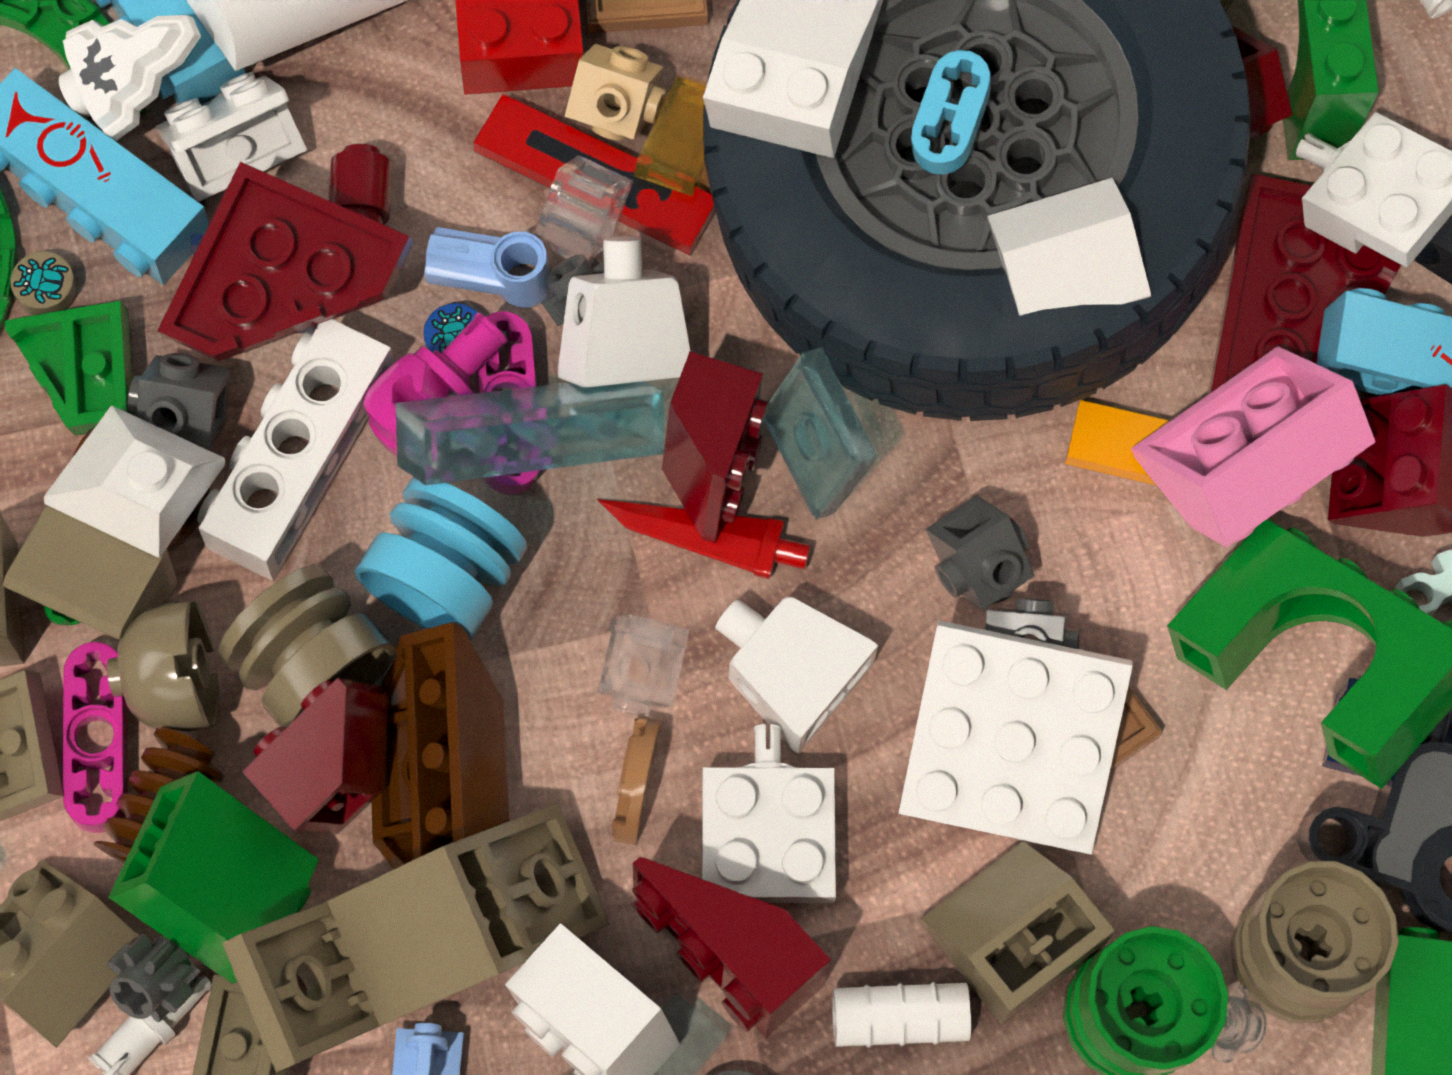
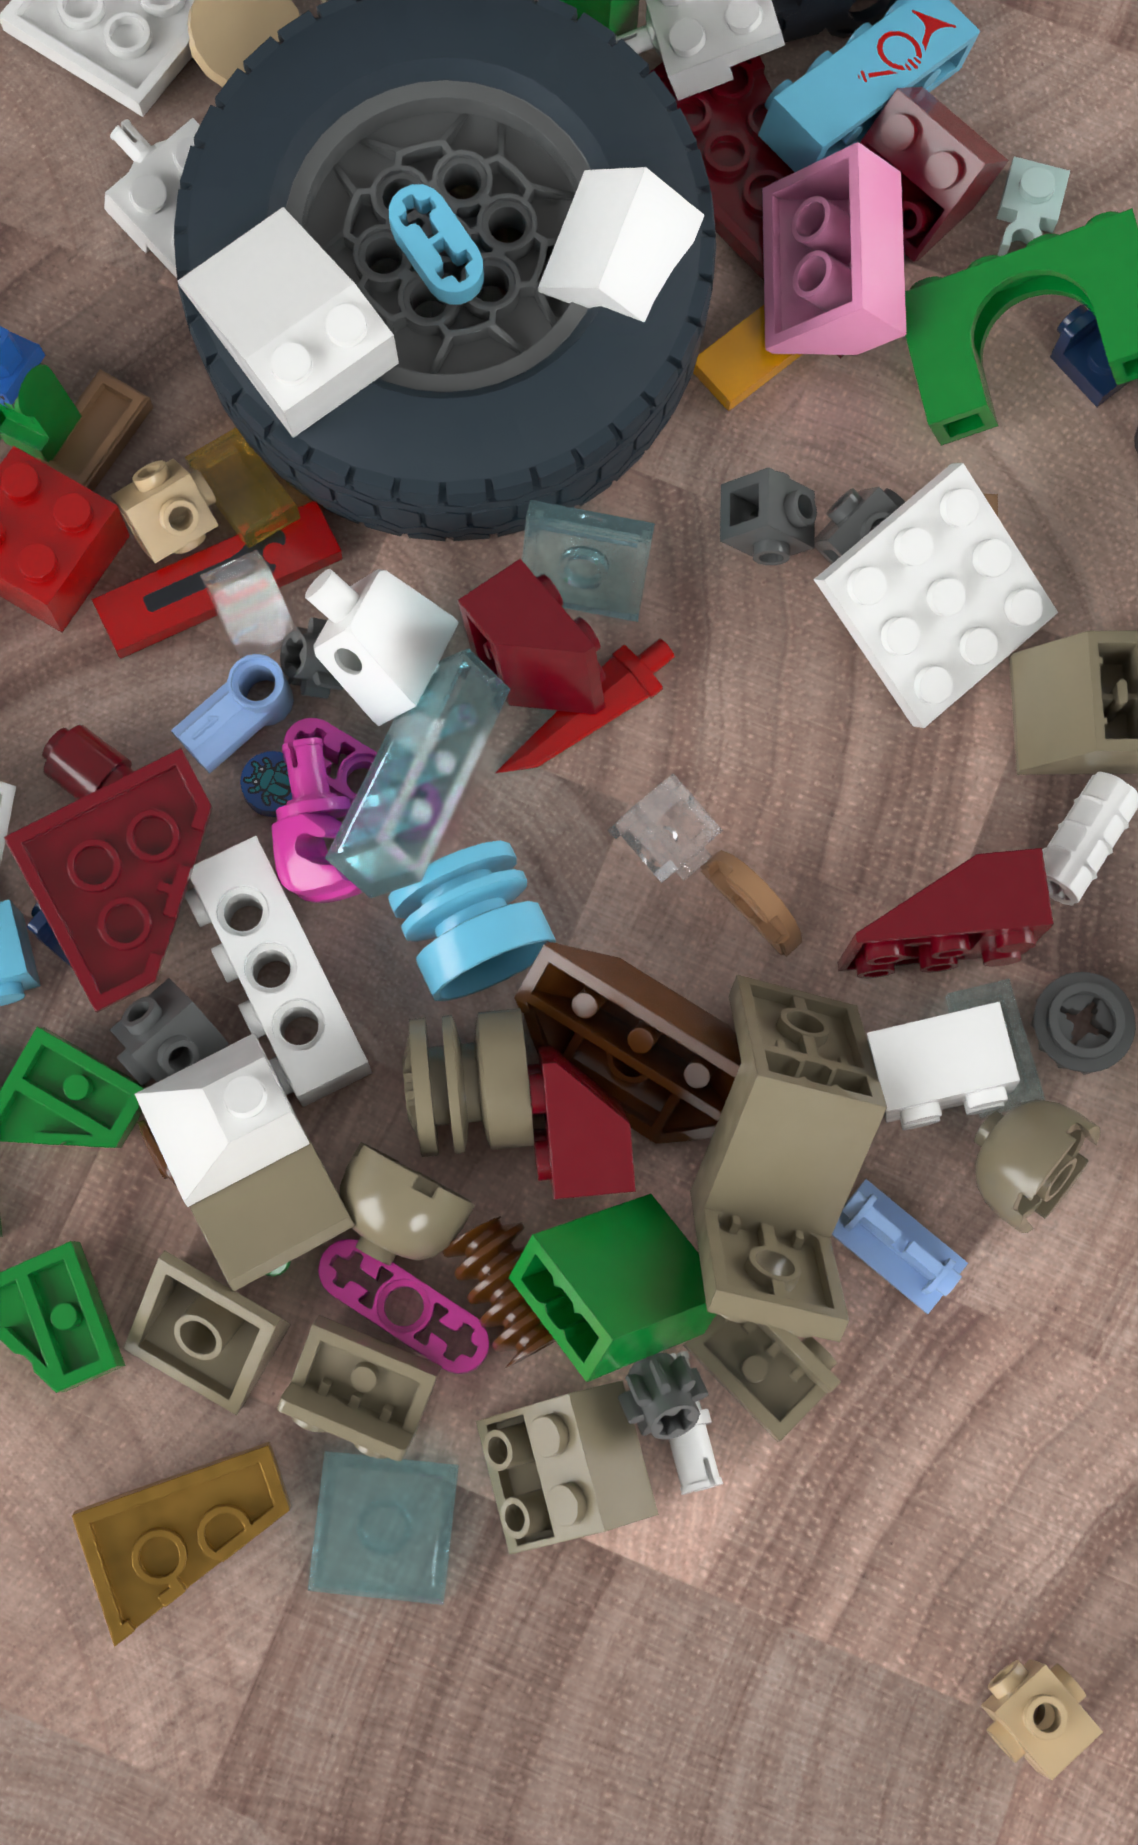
camera: 55 degrees left, 5 degrees up
(770, 827) = (870, 831): white plate -> none
(794, 664) = (753, 719): white torso -> none

